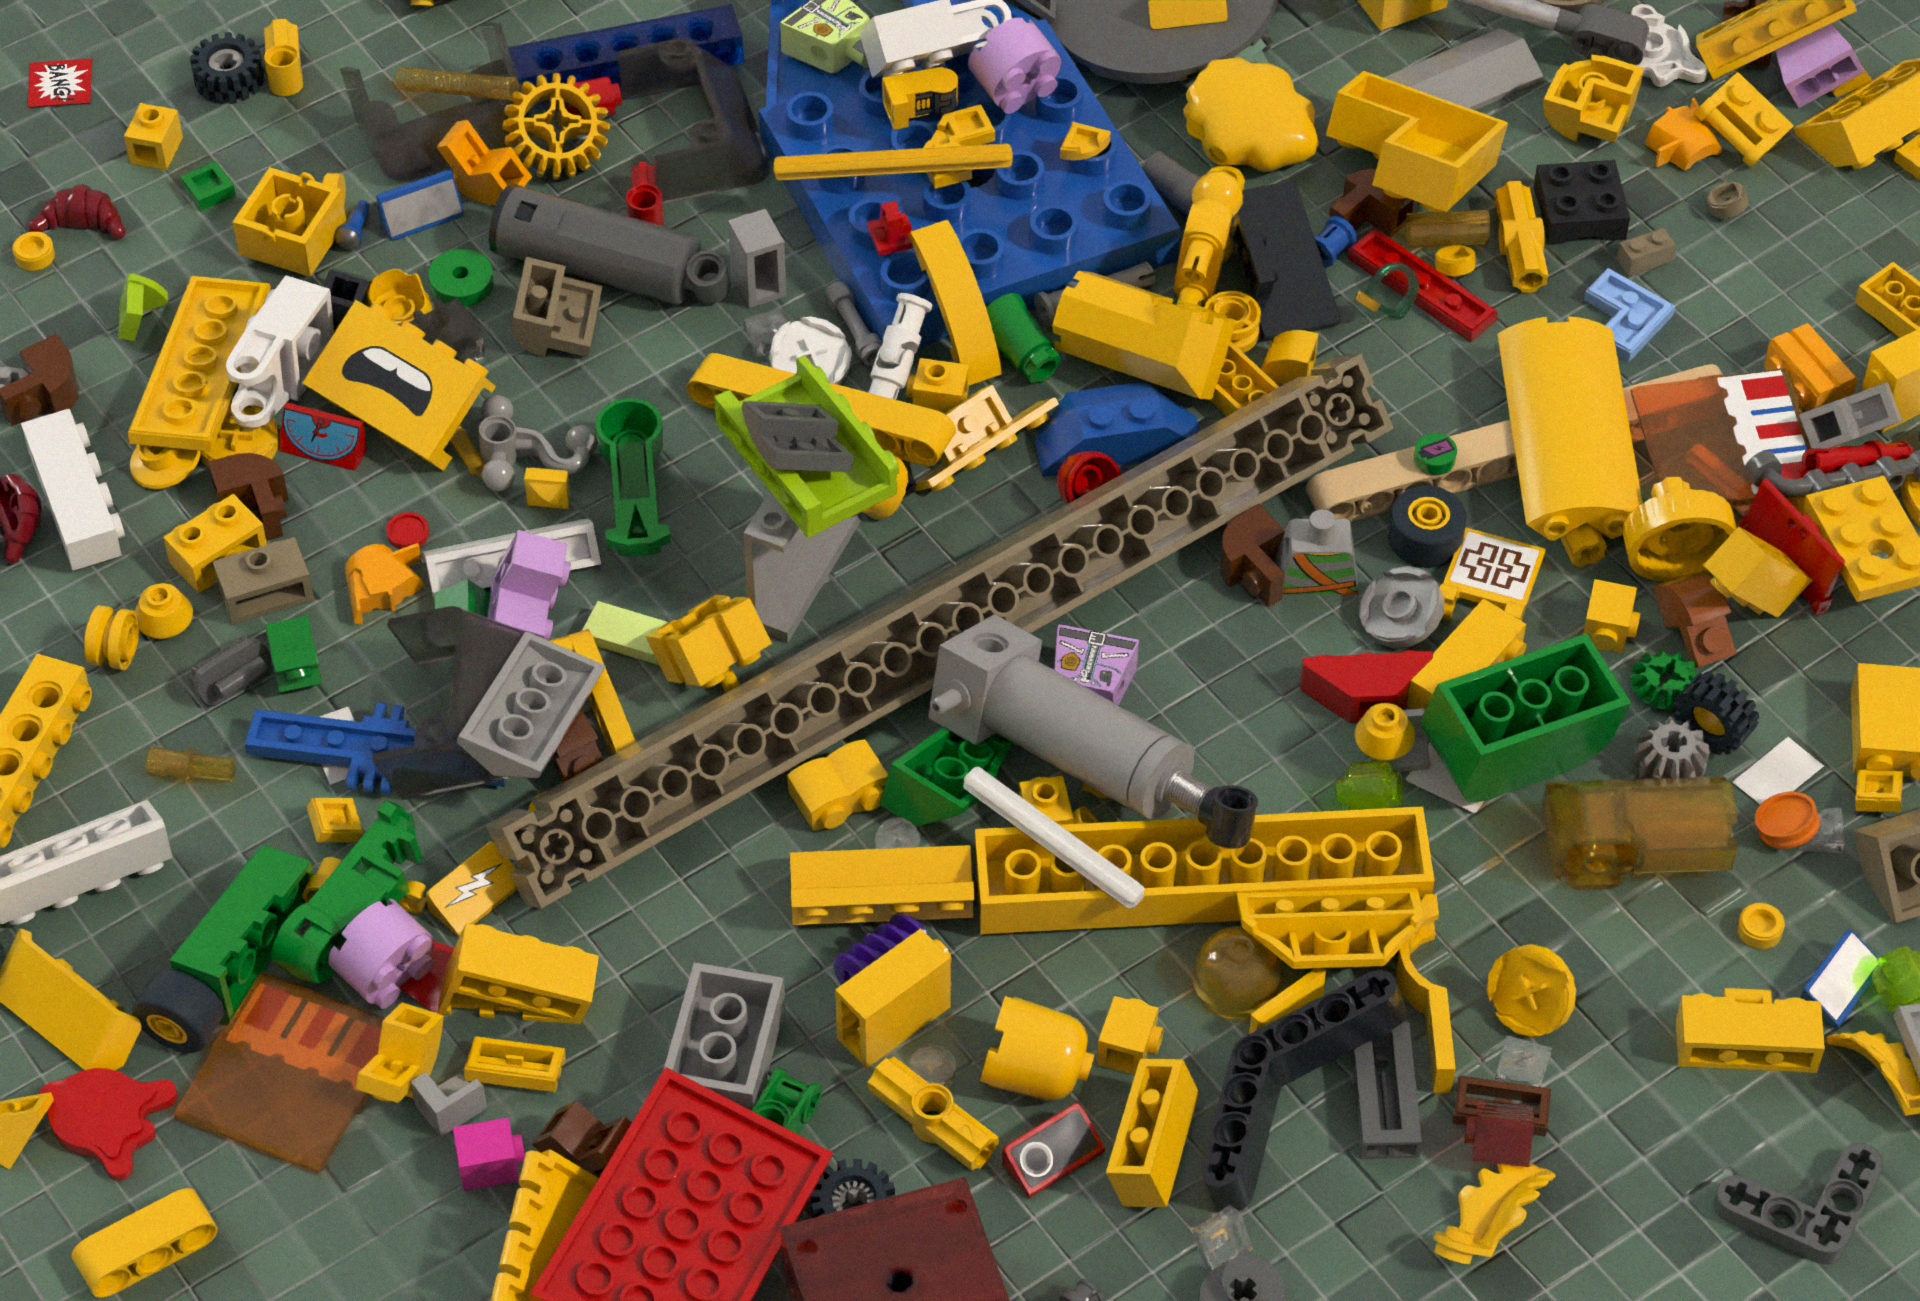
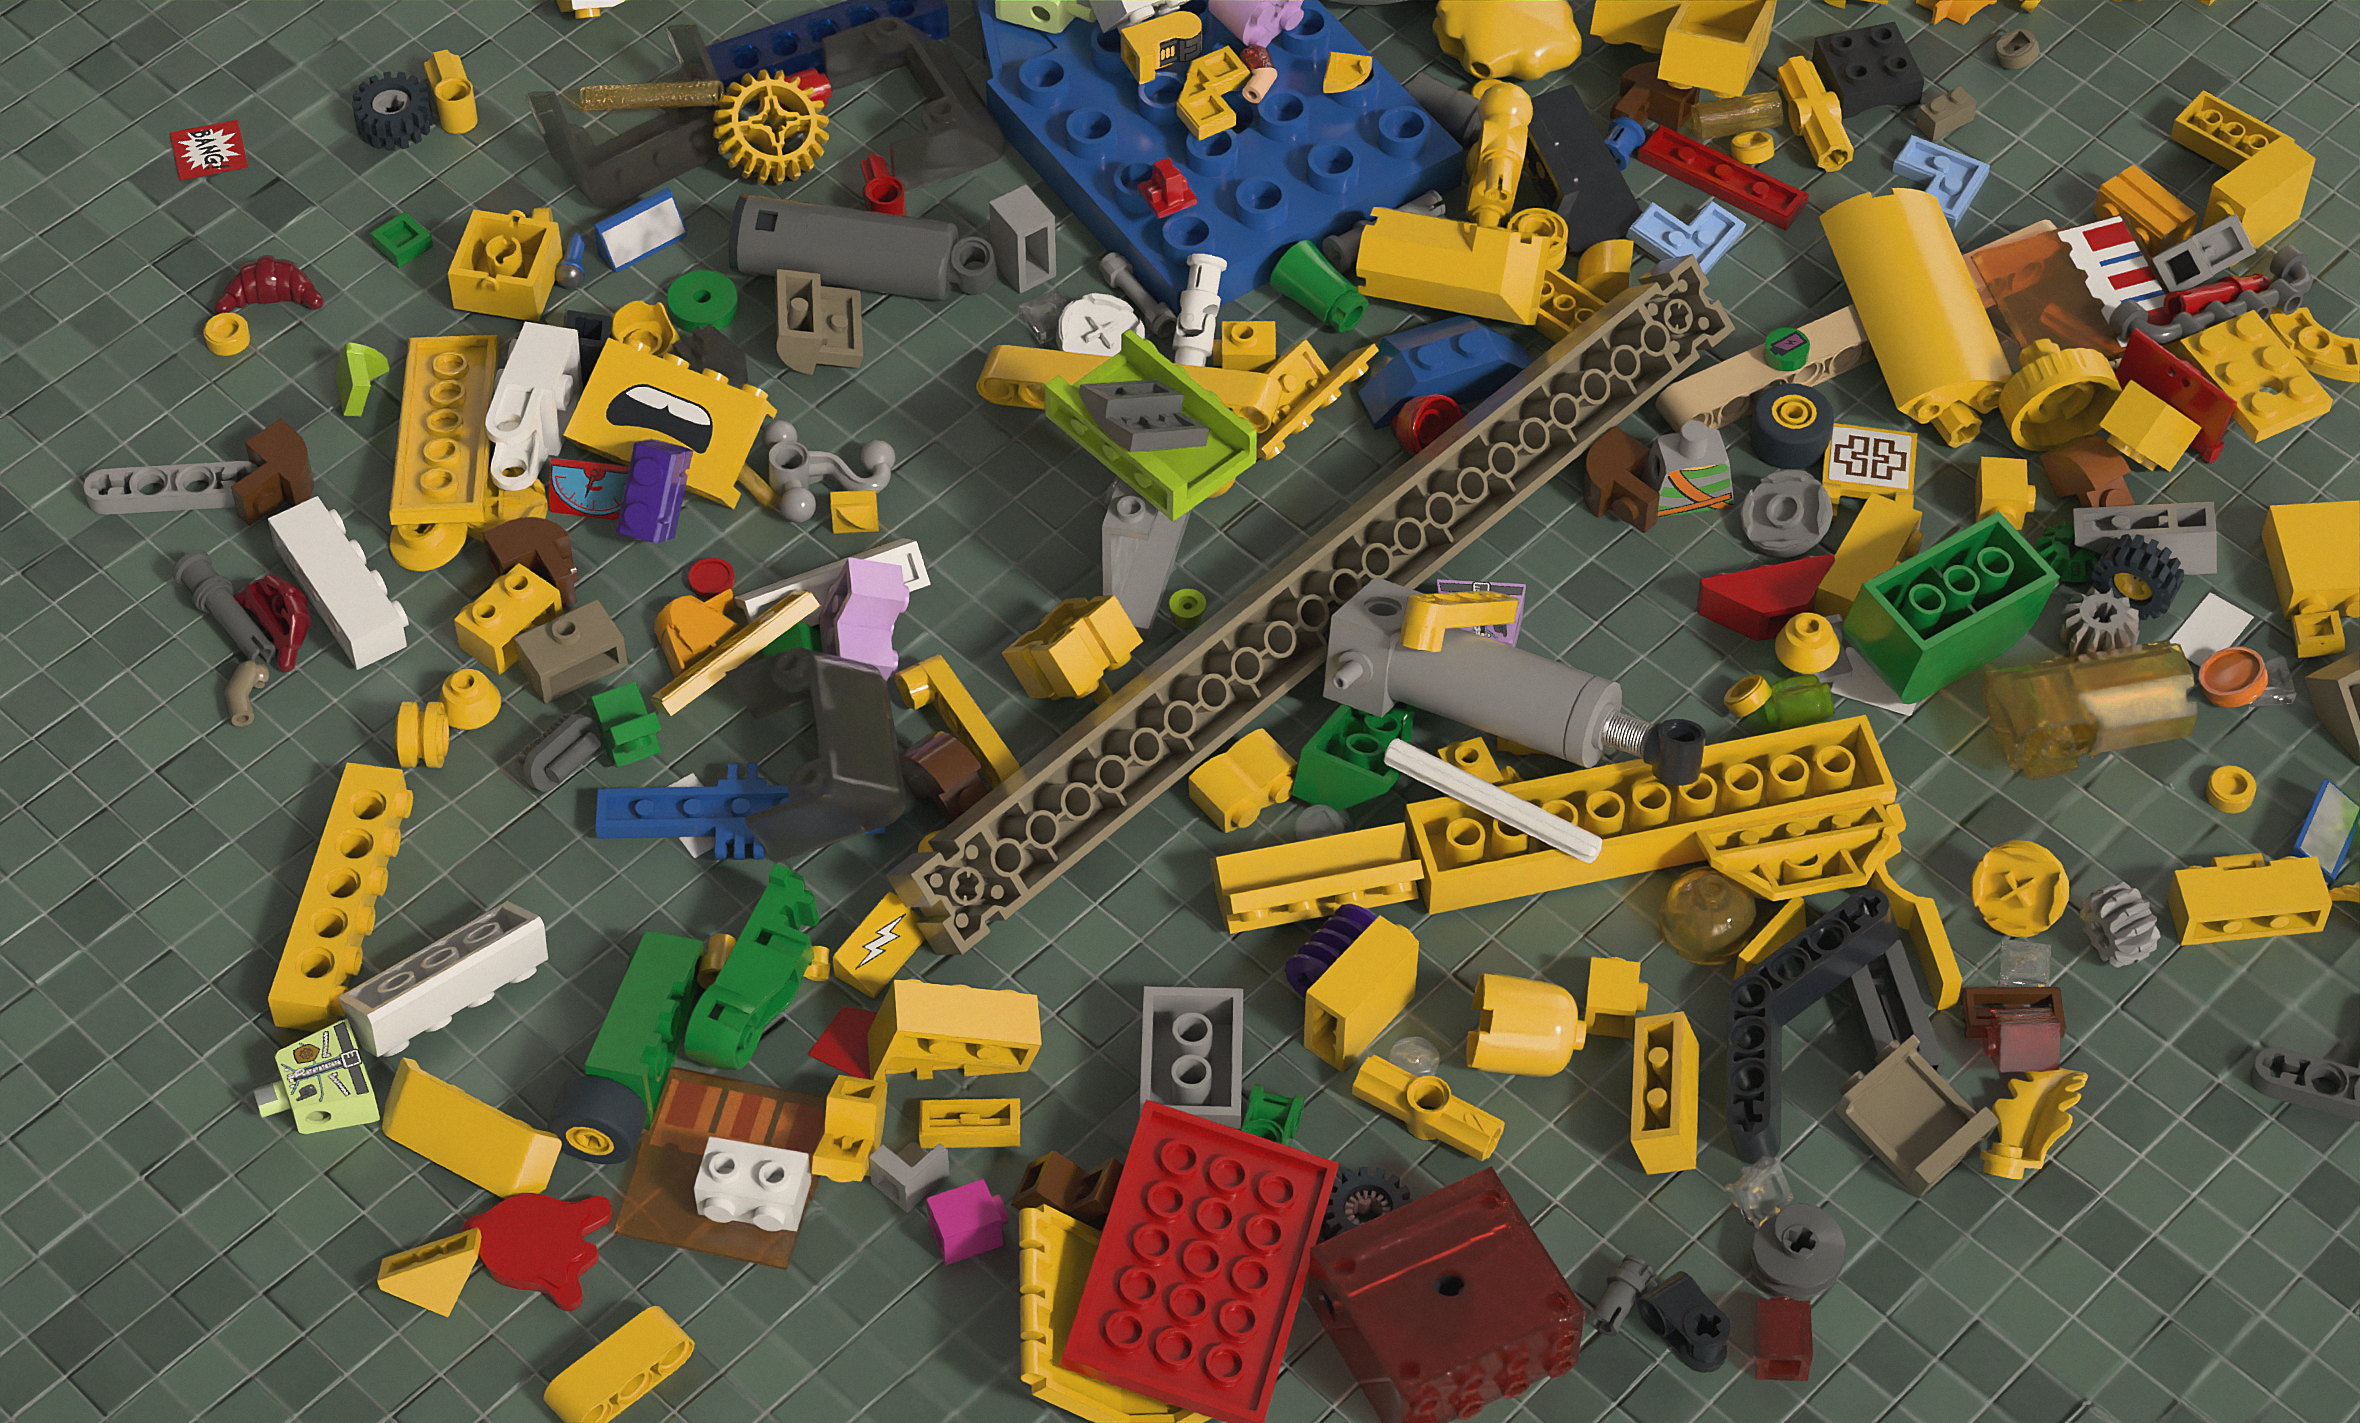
camera: 10 degrees left, 0 degrees up
(153, 136) = (330, 194): yellow brick -> none
(189, 765) = (539, 858): clear yellow axle -> none
(302, 1091) = (752, 1184): none -> white brick
(334, 819) = (711, 894): yellow tile -> none
(368, 444) = (654, 490): none -> dark purple brick
(382, 952) = (804, 1026): lavender brick -> none
(406, 601) = (734, 652): none -> yellow tile
(477, 170) = (699, 187): light orange brick -> none
(529, 707) = (904, 744): light grey slope -> none
(623, 631) = (974, 651): yellowish green tile -> none
(635, 503) = (946, 494): green piece -> none
(828, 617) = (1187, 607): none -> lime piece
(893, 162) = (1151, 117): yellow axle -> none
(958, 299) = (1251, 251): yellow slope -> none
(1005, 125) = (1263, 72): none -> arm
(1027, 655) = (1430, 614): none -> yellow beam
(1052, 1150) = (1560, 1128): slope -> none
(1323, 772) = (1747, 695): none -> yellow tile
(1379, 1189) = (1912, 1116): none -> dark tan panel
(1380, 345) = (1668, 237): none -> light blue tile
(1404, 305) = (1668, 193): clear green piece -> none
(1618, 1038) = (2119, 924): none -> light grey gear
(1768, 675) = (2181, 527): none -> light grey slope

